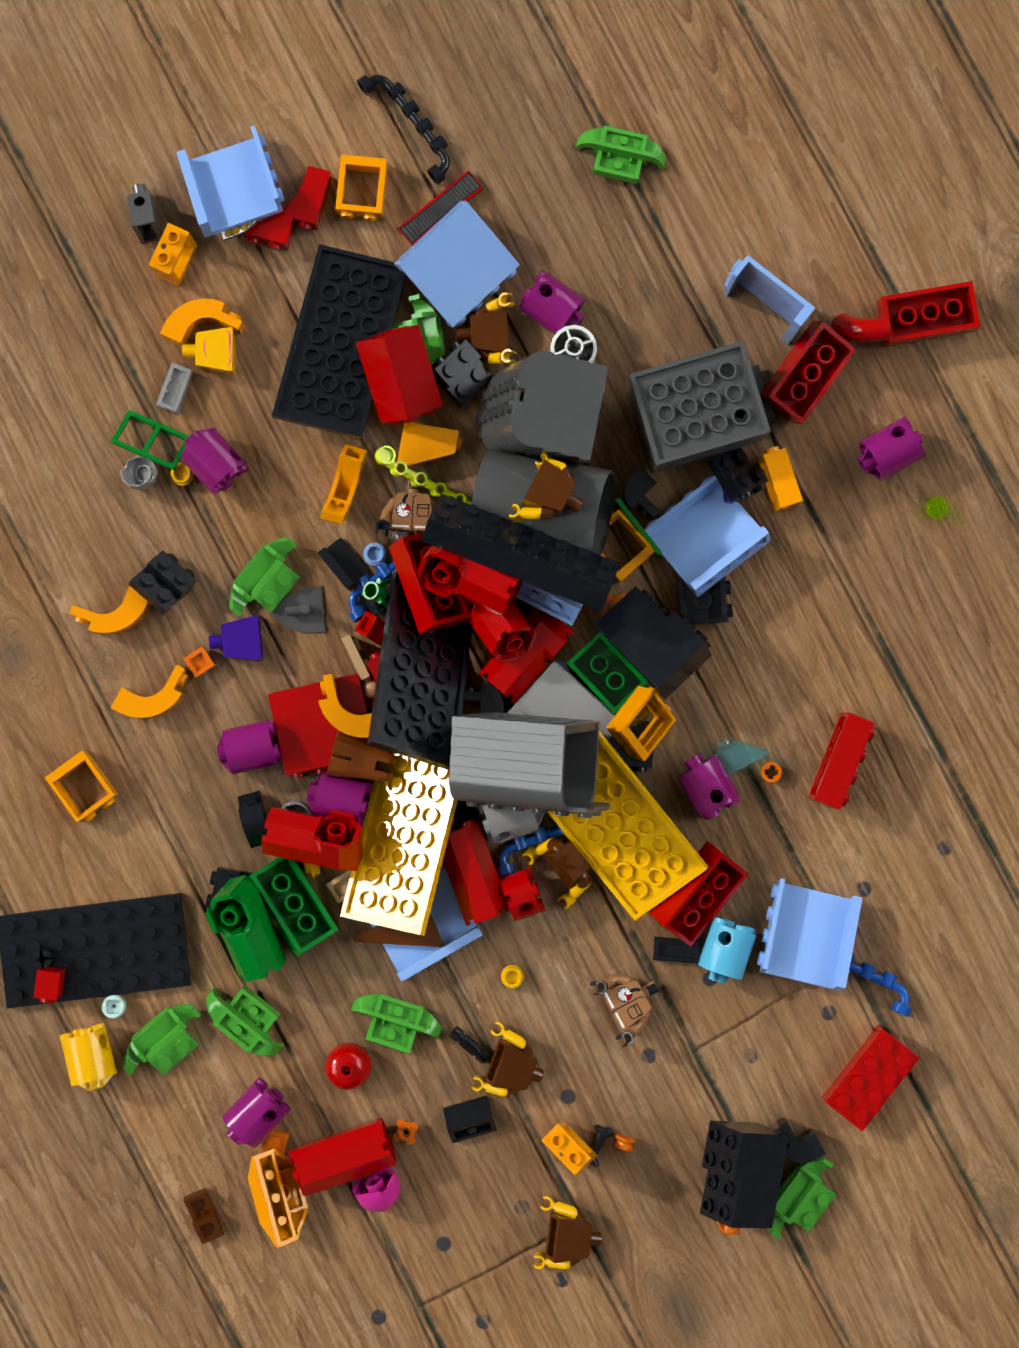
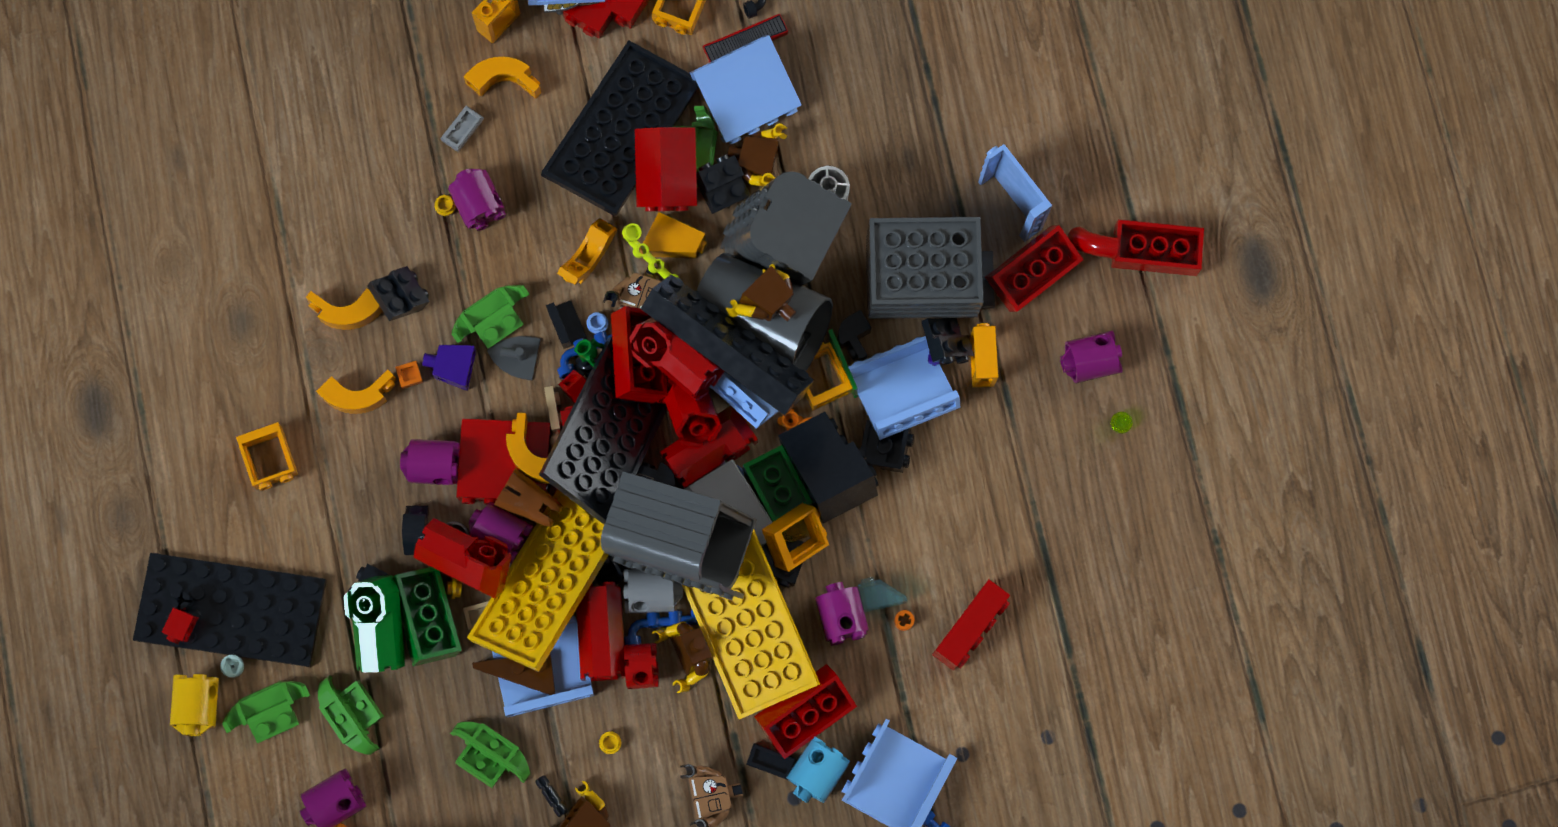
camera: 10 degrees right, 10 degrees down
(139, 473) = (407, 193): light grey hair -> none
(144, 453) = (417, 176): green window -> none
(213, 350) = (506, 105): yellow torso -> none
(352, 1056) = (441, 789): red cylinder -> none
(552, 303) = (820, 144): magenta cylinder -> none
(621, 152) = (920, 35): bright green plate -> none

